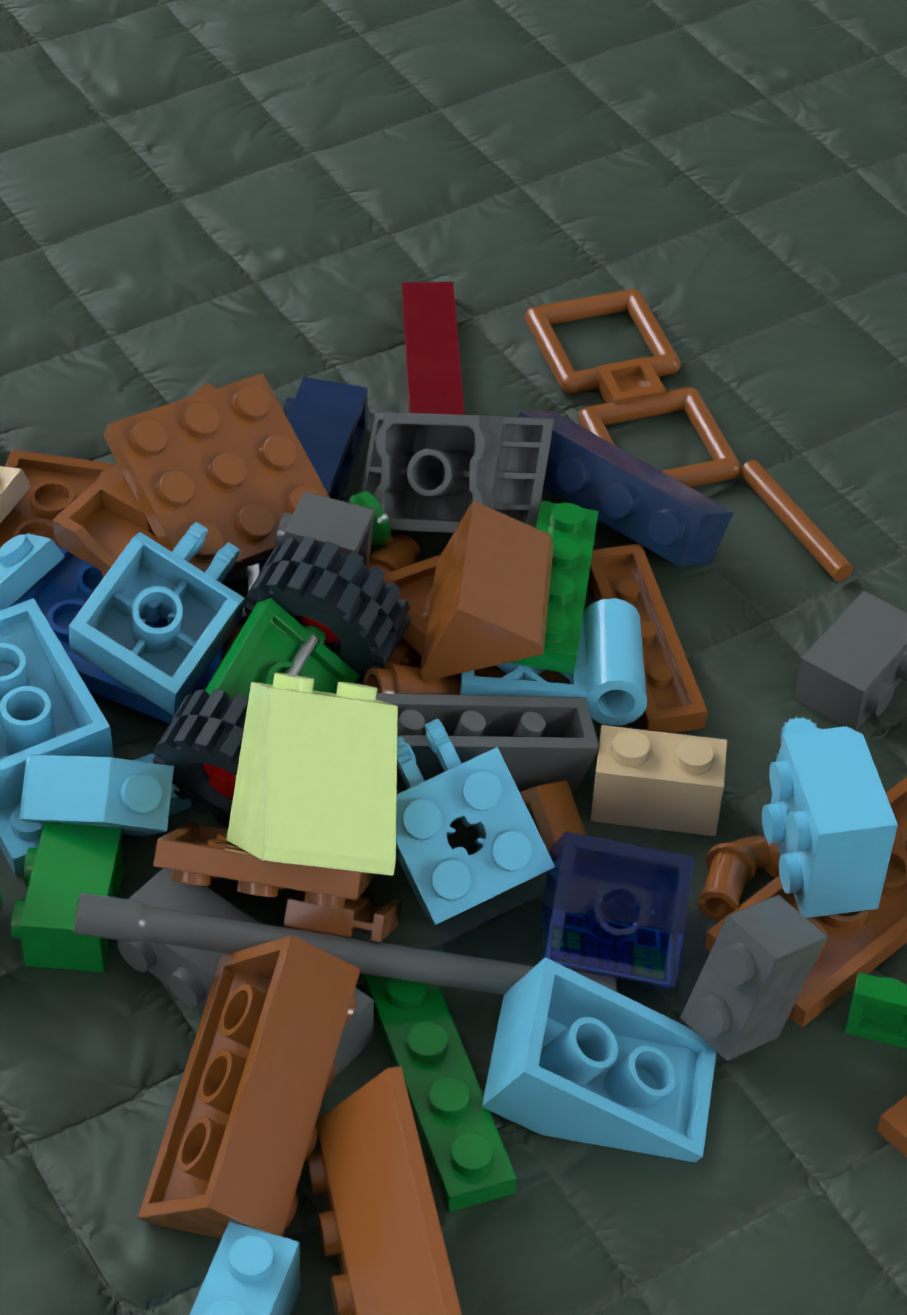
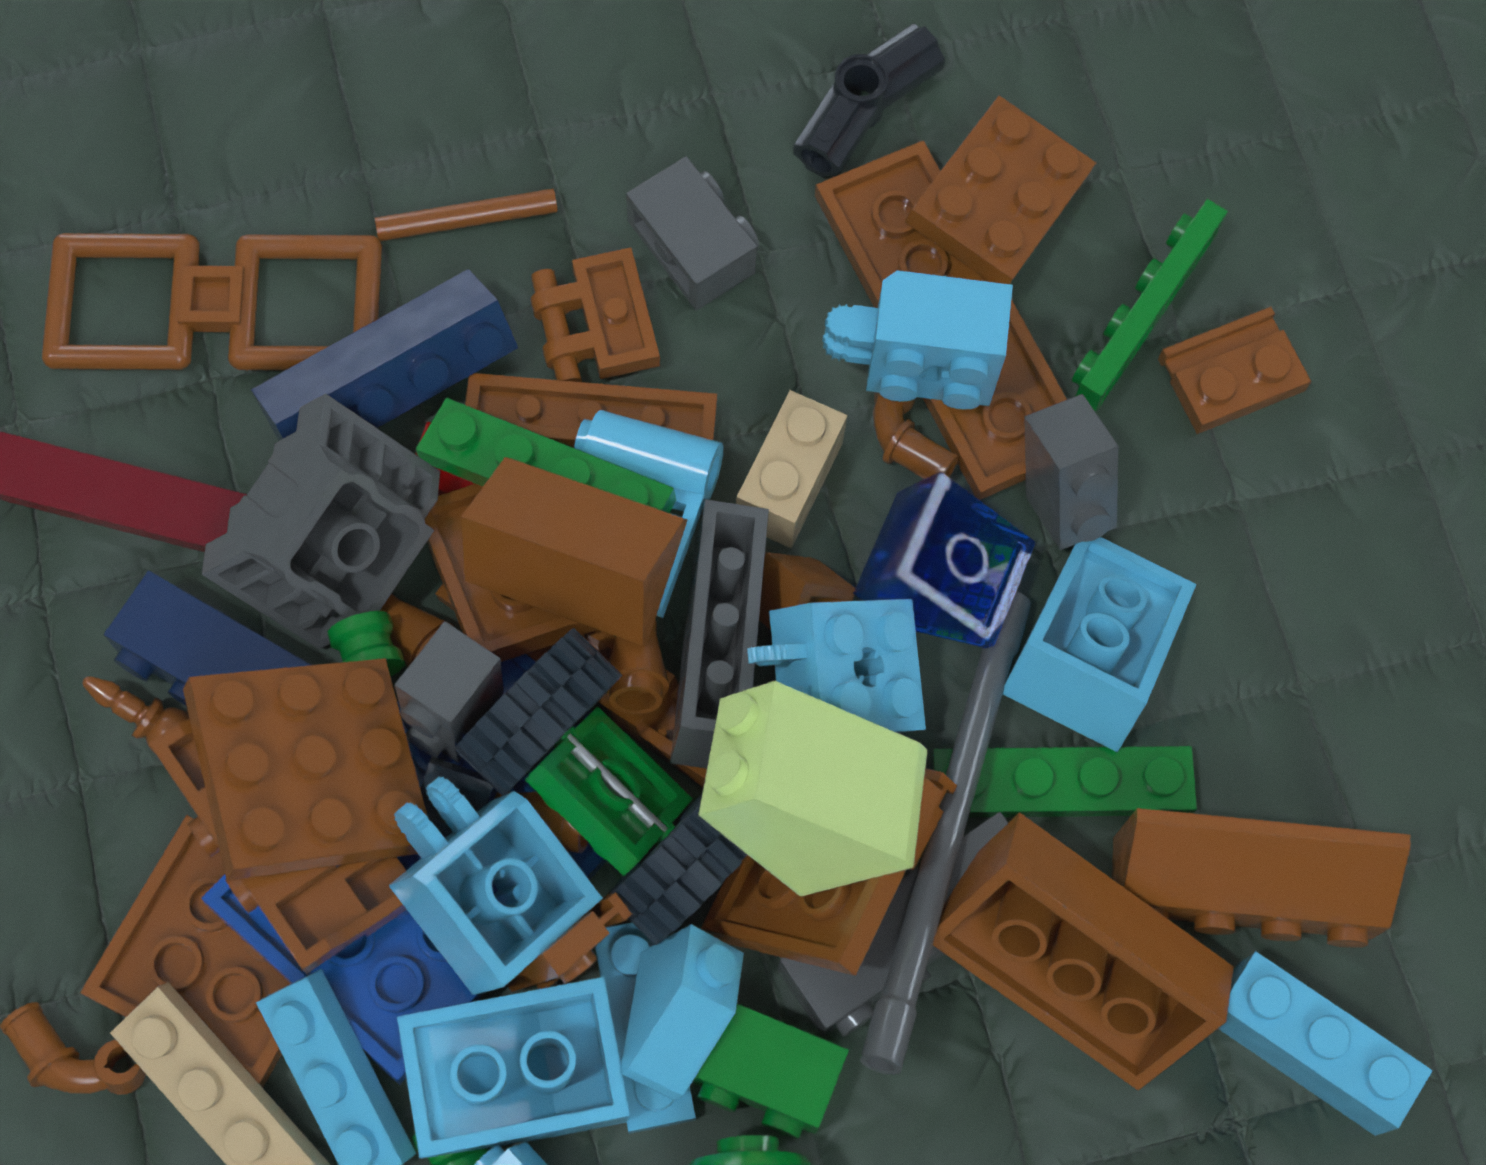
camera: 75 degrees left, 25 degrees up
(130, 697) = (572, 950): none -> dark orange plate
(751, 629) = (614, 314): none -> dark orange plate

